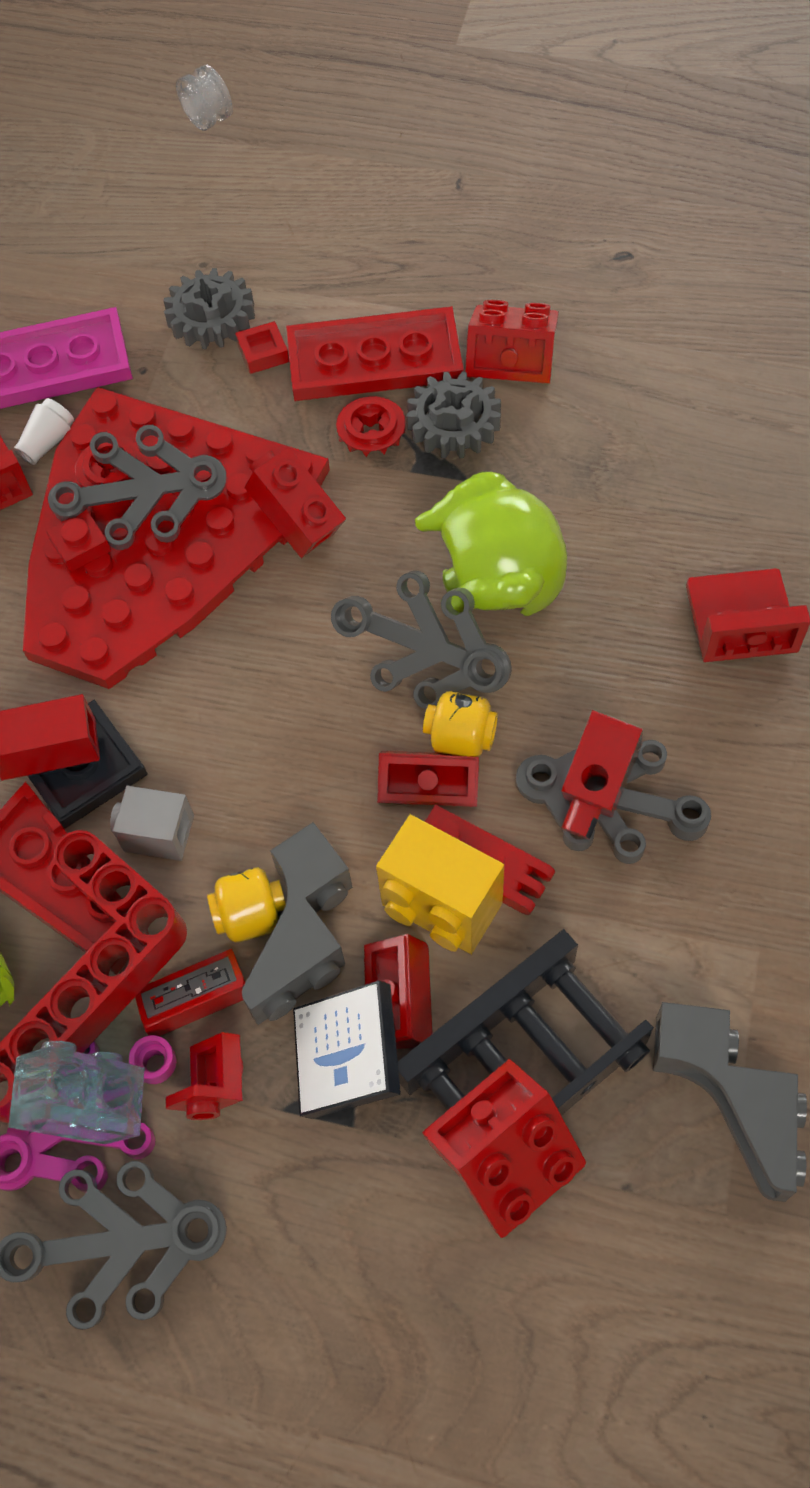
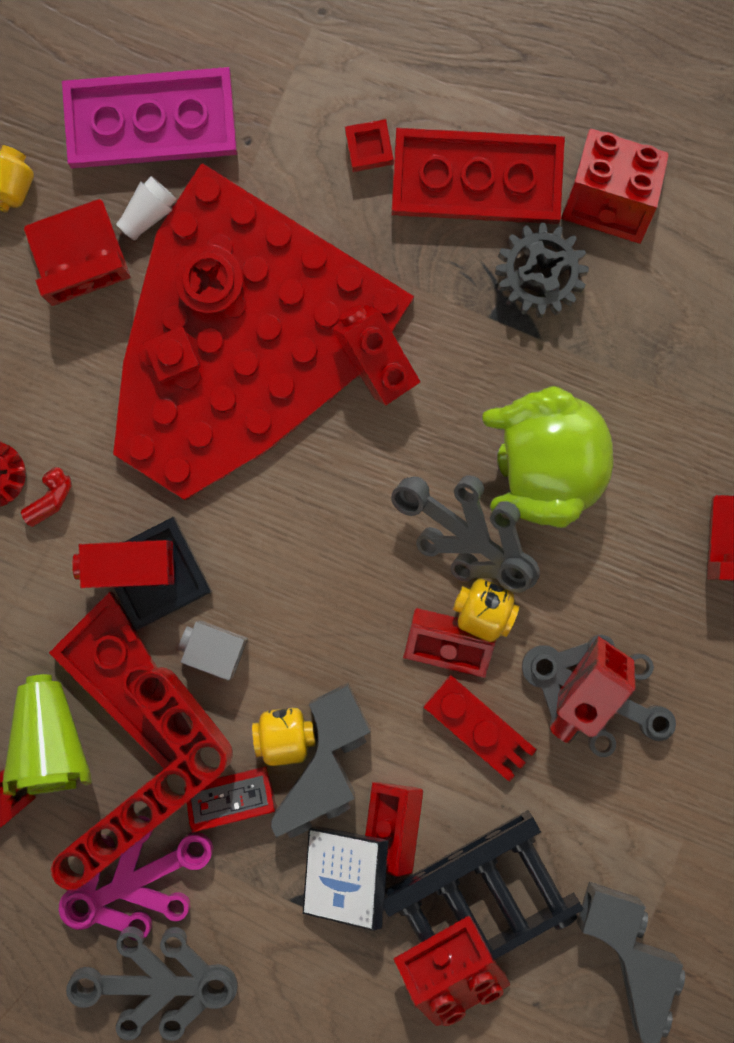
camera: 10 degrees right, 25 degrees up
(93, 1097) = (137, 891): clear light blue brick -> none
(145, 487) = (240, 313): dark grey plant -> none
(209, 308) = (304, 87): dark grey gear -> none
(215, 1078) = (240, 878): red bracket -> none
(368, 412) = (460, 243): red gear -> none
(440, 885) = (441, 764): yellow brick -> none

